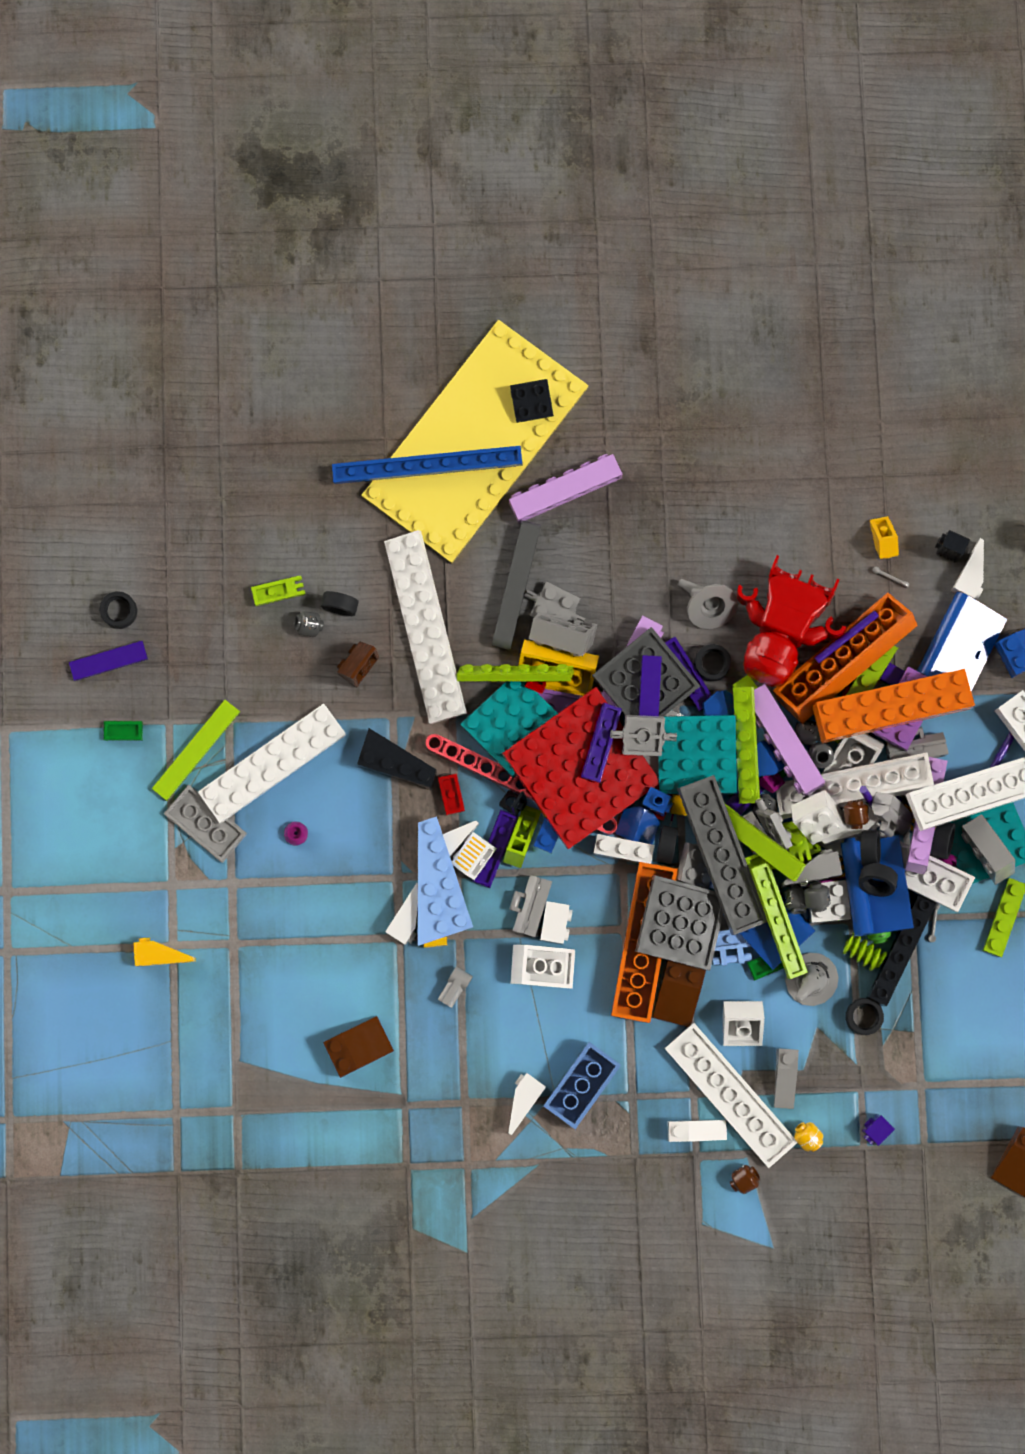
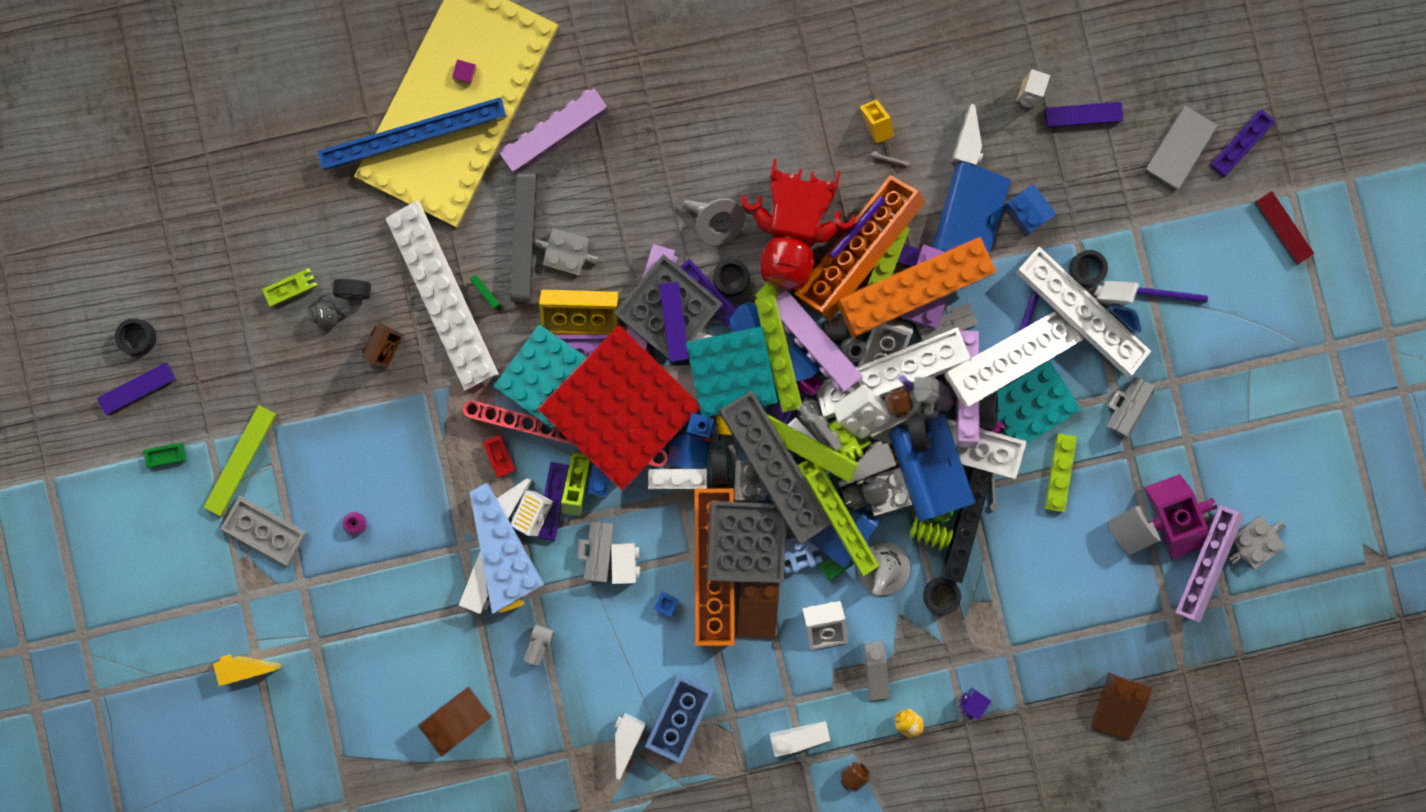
camera: 15 degrees left, 5 degrees up
(272, 763) = (316, 460): white plate -> none
(393, 761) = (430, 433): black wedge -> none
(468, 631) = (485, 292): none -> green tile
(488, 414) = (464, 71): none -> magenta tile
(515, 673) = (539, 325): lime plate -> none
(518, 805) = (565, 455): black bracket -> none
(531, 400) = (503, 49): black hinge -> none
(538, 686) = (560, 331): red tile -> none
(542, 966) = (620, 608): white slope -> none
(562, 634) = (578, 278): light grey wedge -> none
(588, 971) = (666, 604): none -> blue plate
(601, 743) = (634, 379): dark purple tile -> none
(643, 735) = (674, 364): light grey plate -> none
(731, 1095) = (826, 697): white plate -> none
(880, 872) = (932, 463): black tyre -> none
(952, 545) = (945, 116): black brick -> none
(989, 849) = (1034, 410): light grey wedge -> none

